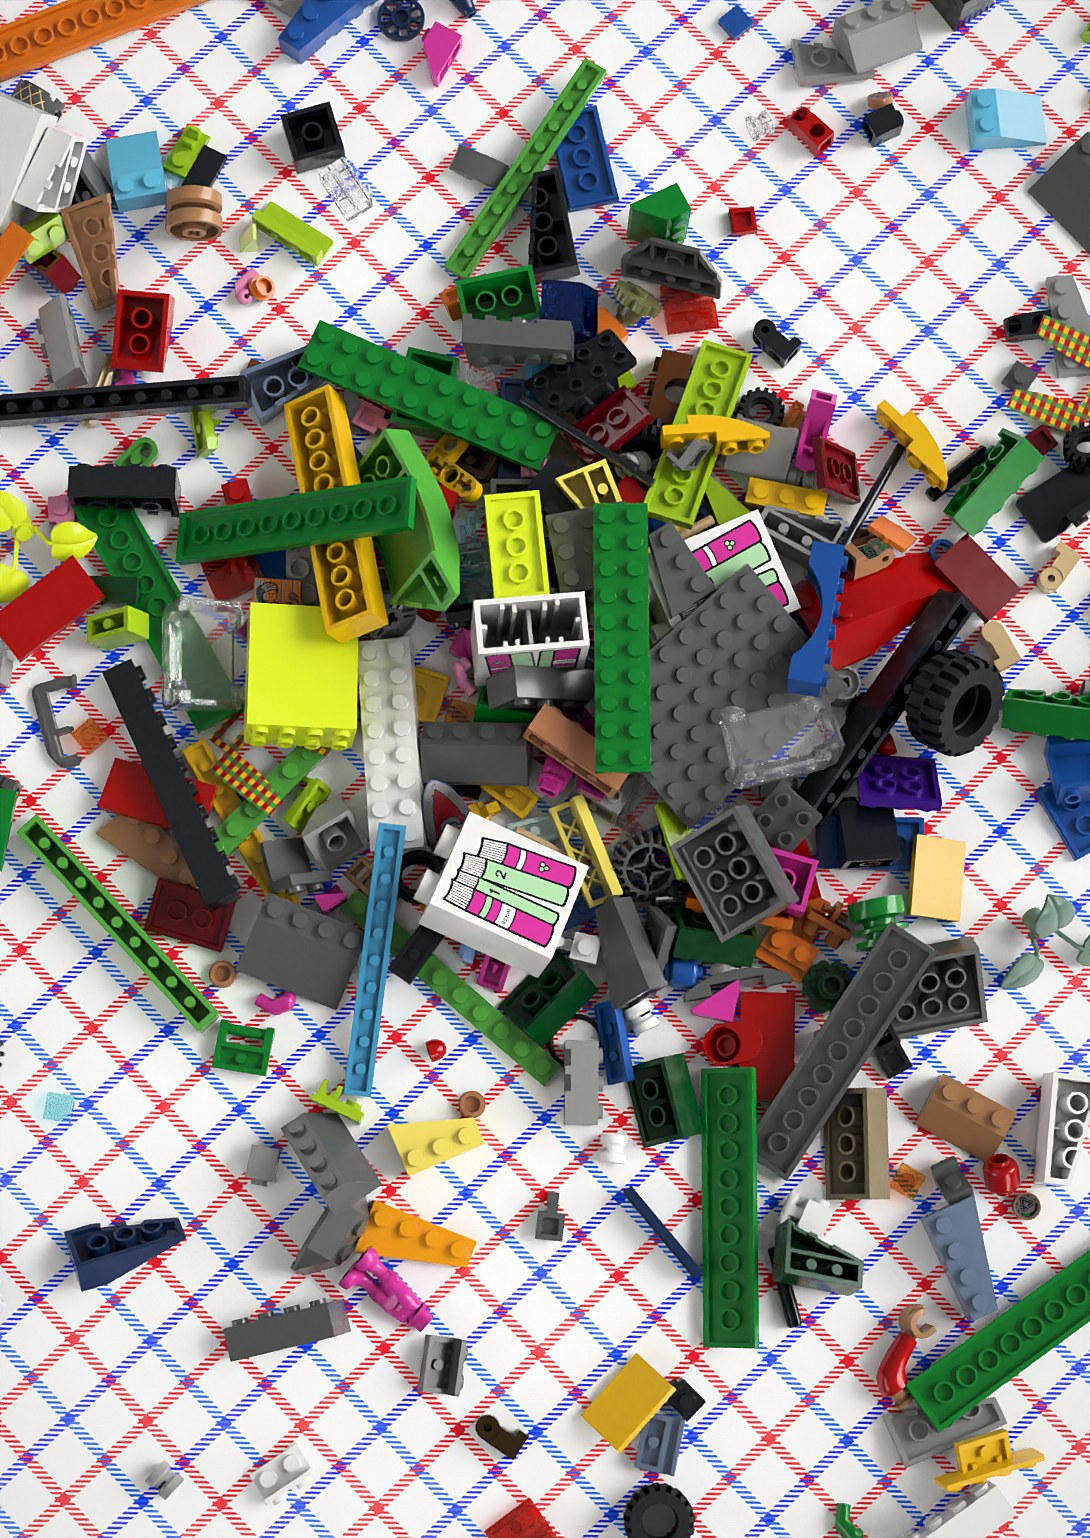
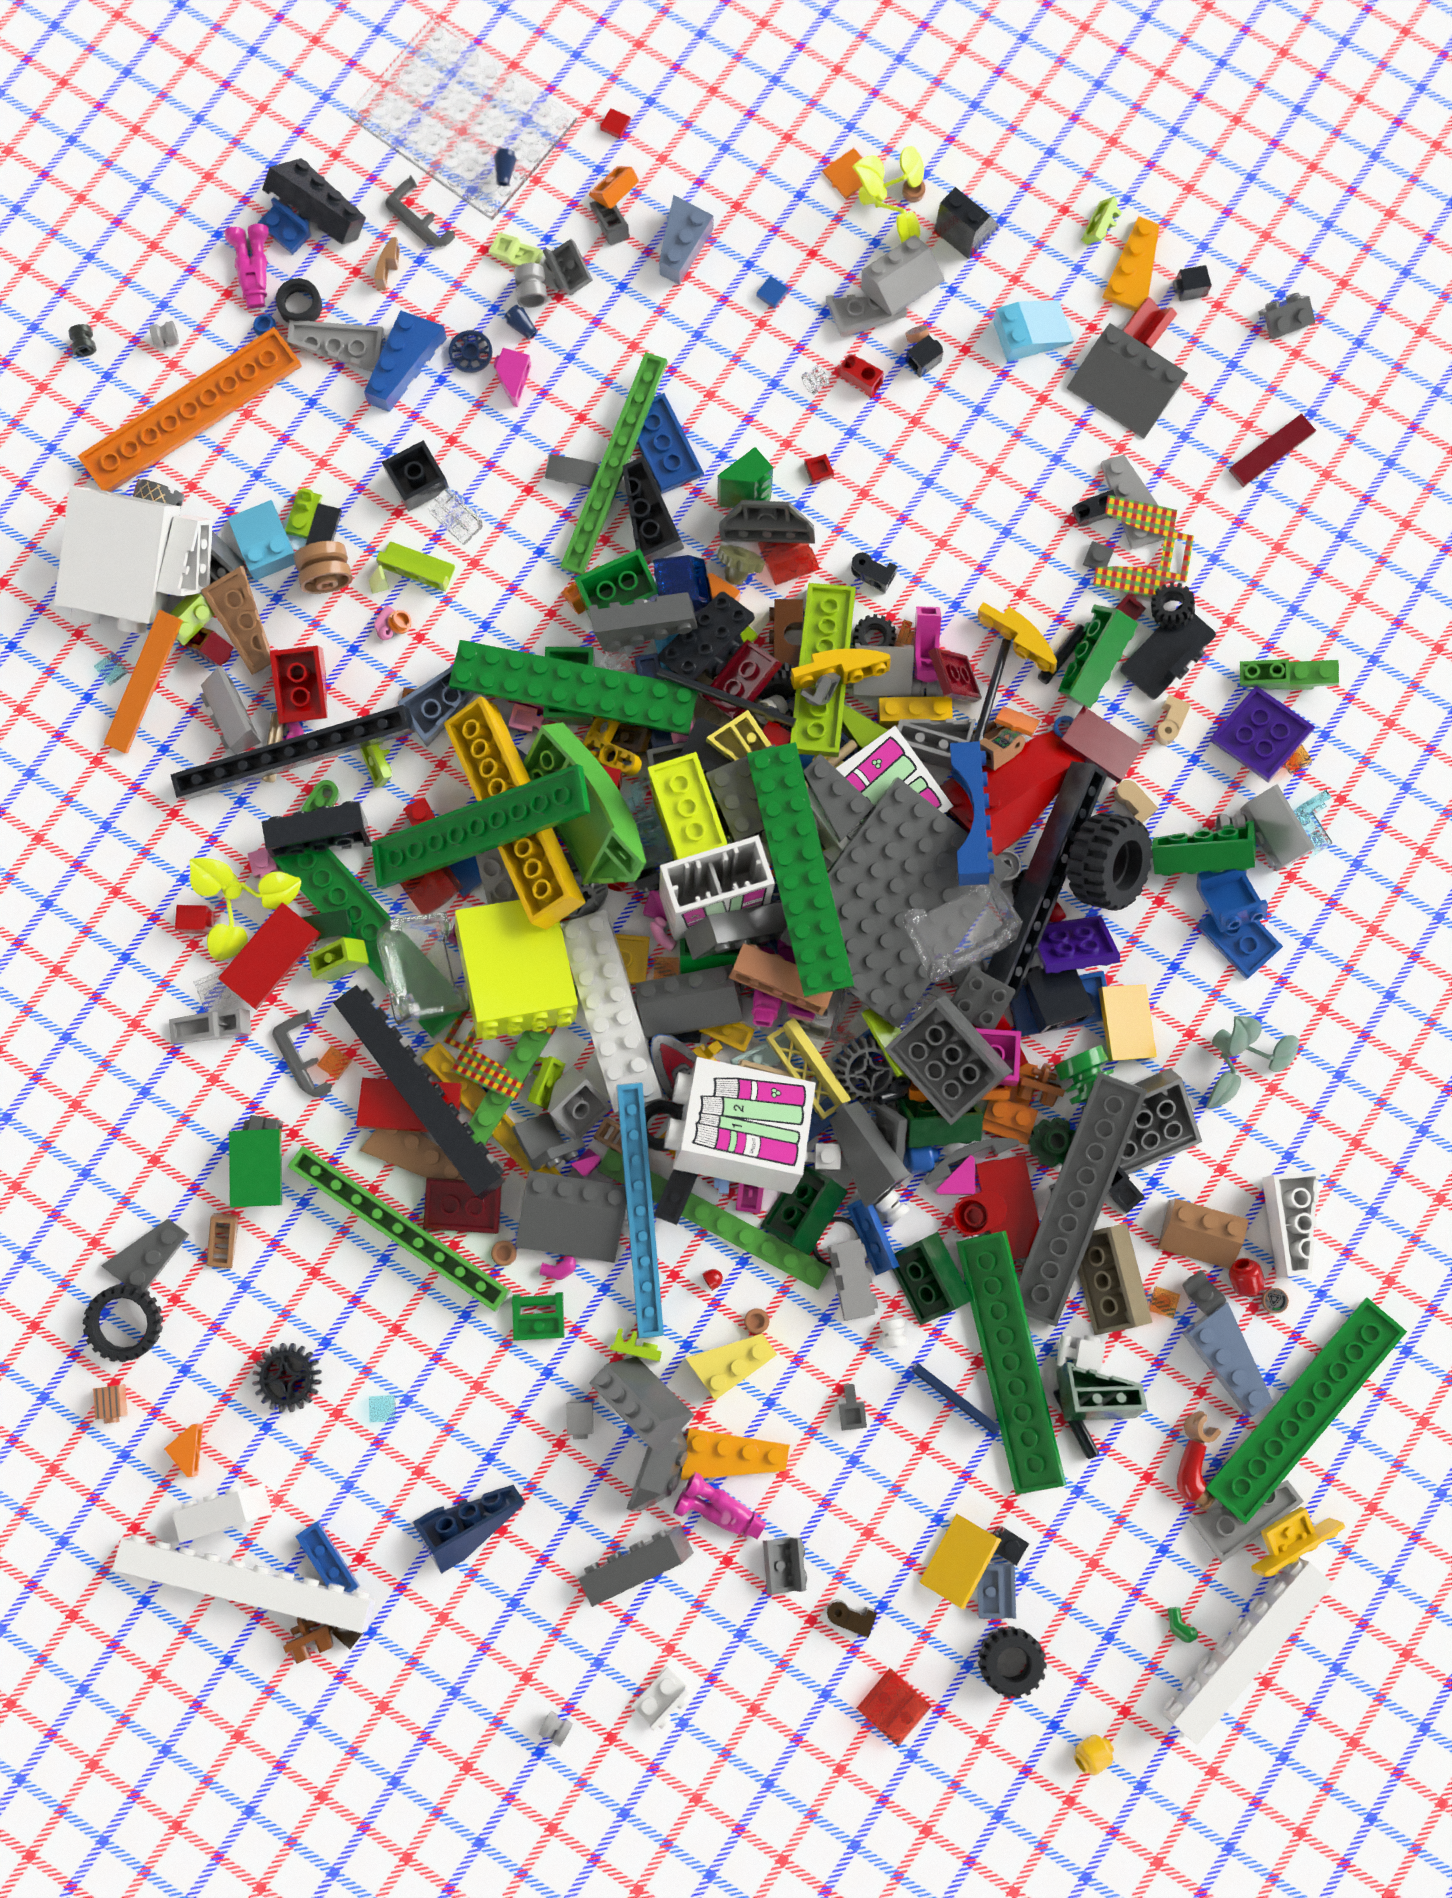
camera: 10 degrees left, 0 degrees up
(277, 591) = (475, 894): piece -> none

